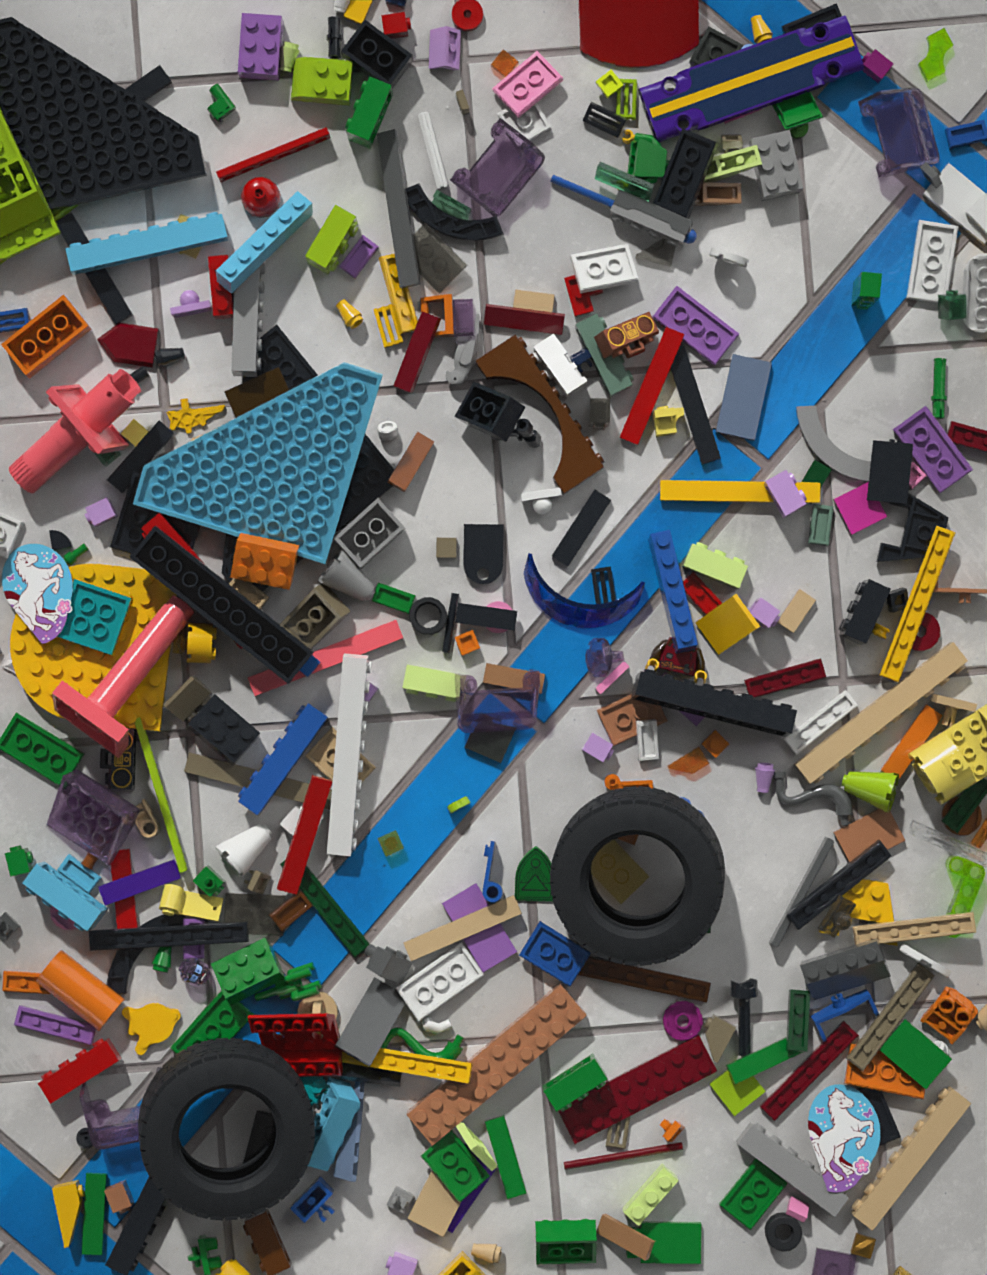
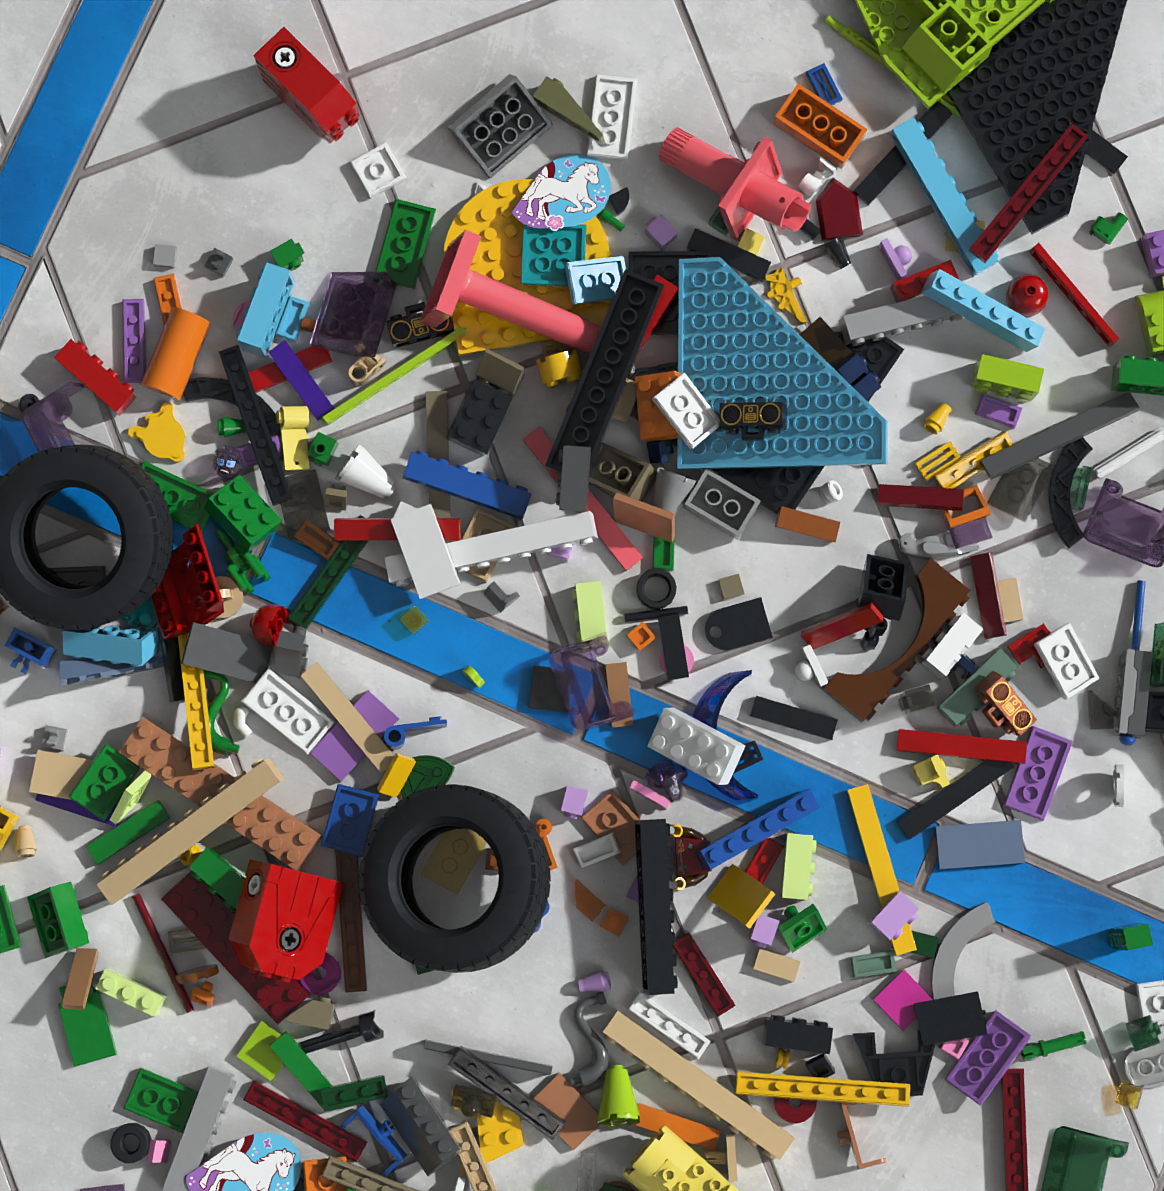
camera: 75 degrees right, 5 degrees down
(96, 359) = (812, 182): none -> white leg
(128, 586) = (594, 279): none -> medium azure tile
(168, 166) = (1028, 193): none -> dark red plate
(277, 539) = (687, 411): none -> white tile
(290, 375) = (856, 373): none -> dark blue piece
(297, 492) = (760, 415): none -> black piece
(304, 576) = (658, 451): none -> dark blue tile
(308, 661) = (573, 478): none -> dark grey brick
(333, 815) = (425, 551): none -> white tile
(355, 976) = (268, 623): none -> red cylinder
(361, 607) = (644, 517): none -> nougat tile
(394, 760) = (499, 598): none -> dark grey tile
(514, 459) = (842, 626): none -> red tile
(523, 1100) = (190, 831): none -> tan brick
(527, 900) = (396, 775): none -> yellow tile
(542, 1106) = (190, 855): none -> yellow tile
(582, 623) = (696, 746): none -> white brick
(629, 1040) = (283, 921): none -> red piece
(651, 1130) = (197, 973): none -> dark orange tile
(769, 578) = (801, 926): none -> green tile

